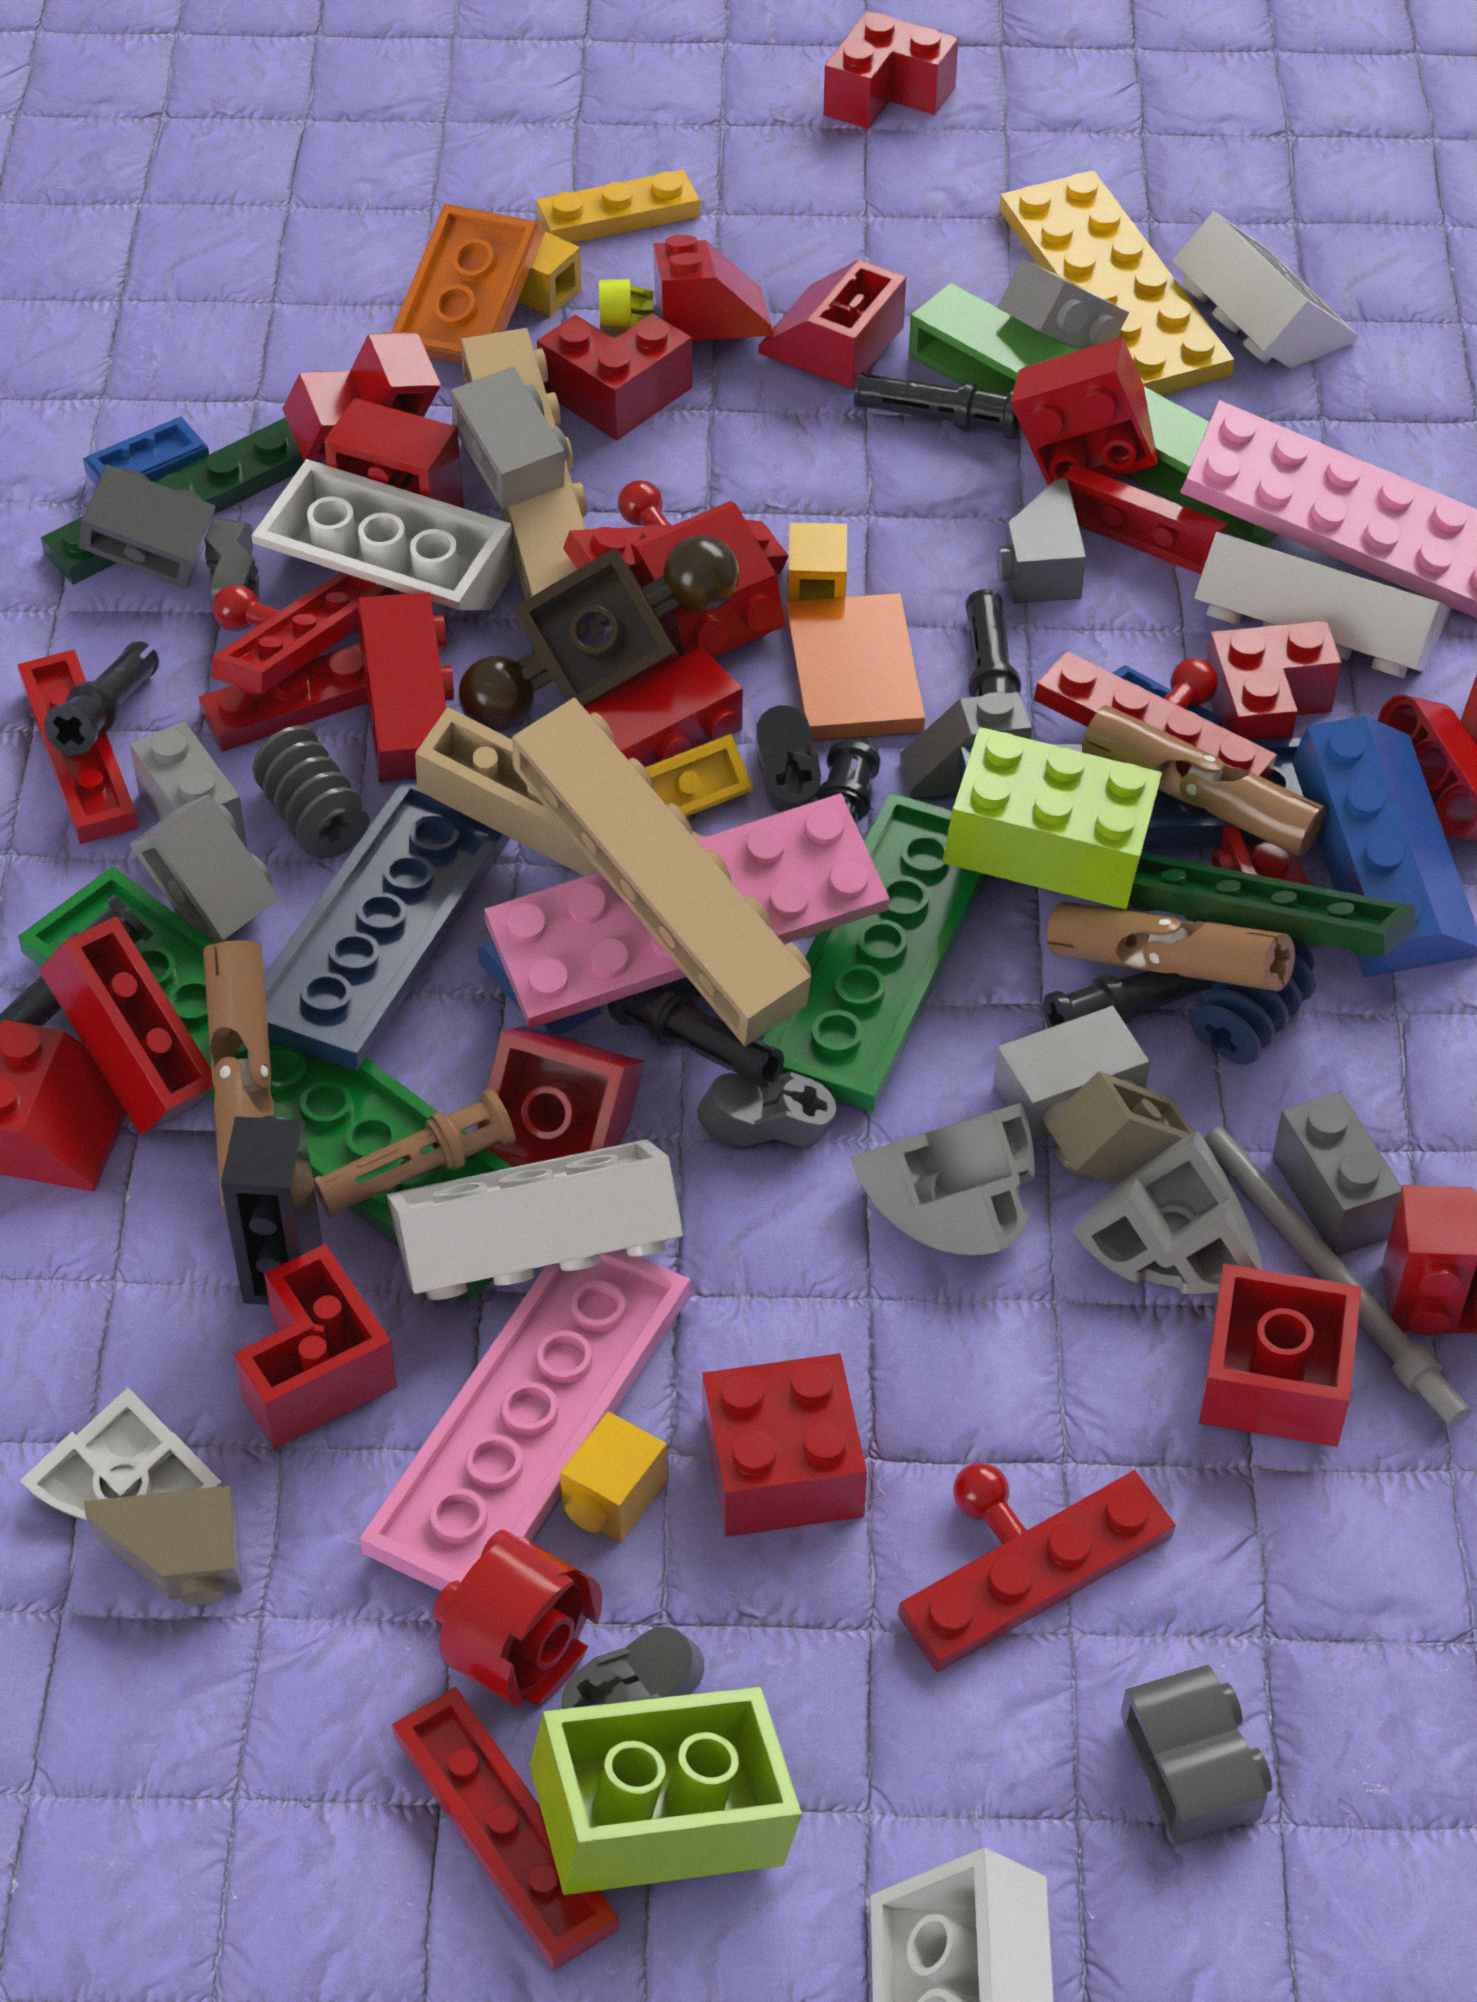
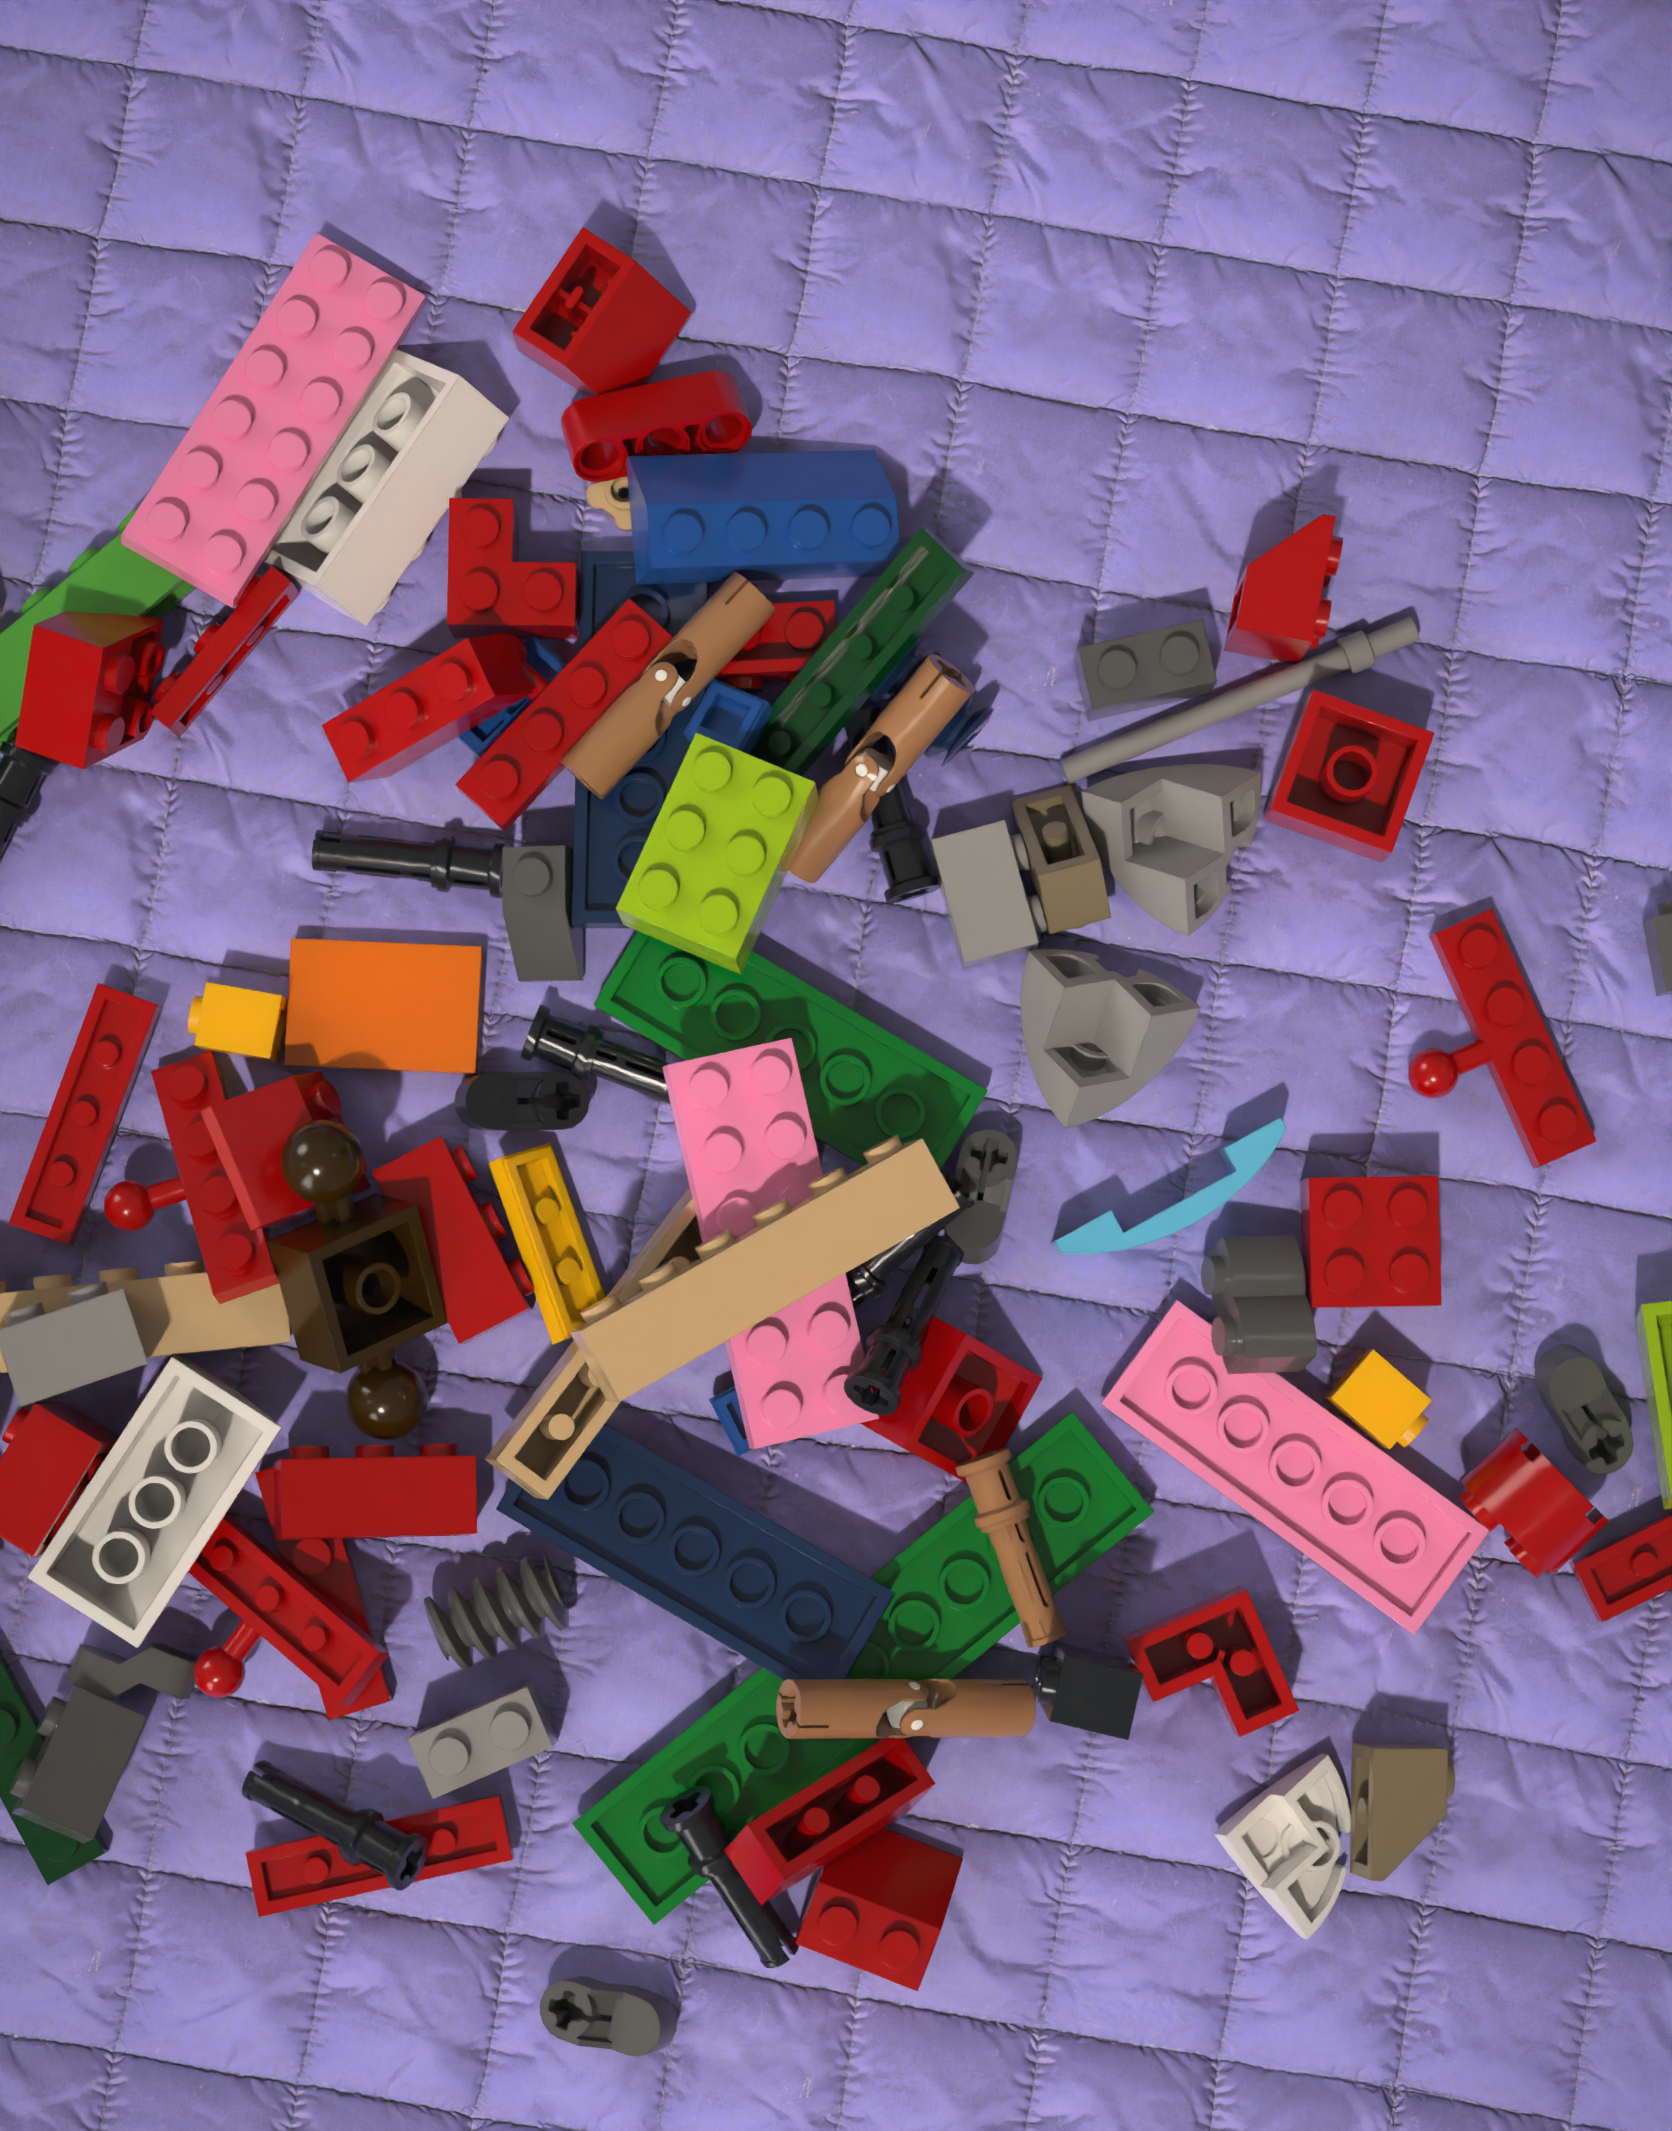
camera: 80 degrees left, 35 degrees up
(206, 868) = (618, 1728): light grey brick -> none
(535, 1218) = (1104, 1441): white slope -> none
(602, 1012) = (934, 1268): none -> black pin
(681, 1335) = (1259, 1304): none -> dark grey brick
(707, 482) = (85, 1114): none -> red plate
(840, 1324) = (1242, 1160): none -> medium azure slope
(1044, 549) = (254, 768): slope -> none
(1131, 626) = (427, 708): none -> red brick
(1182, 831) = (729, 717): none -> blue tile

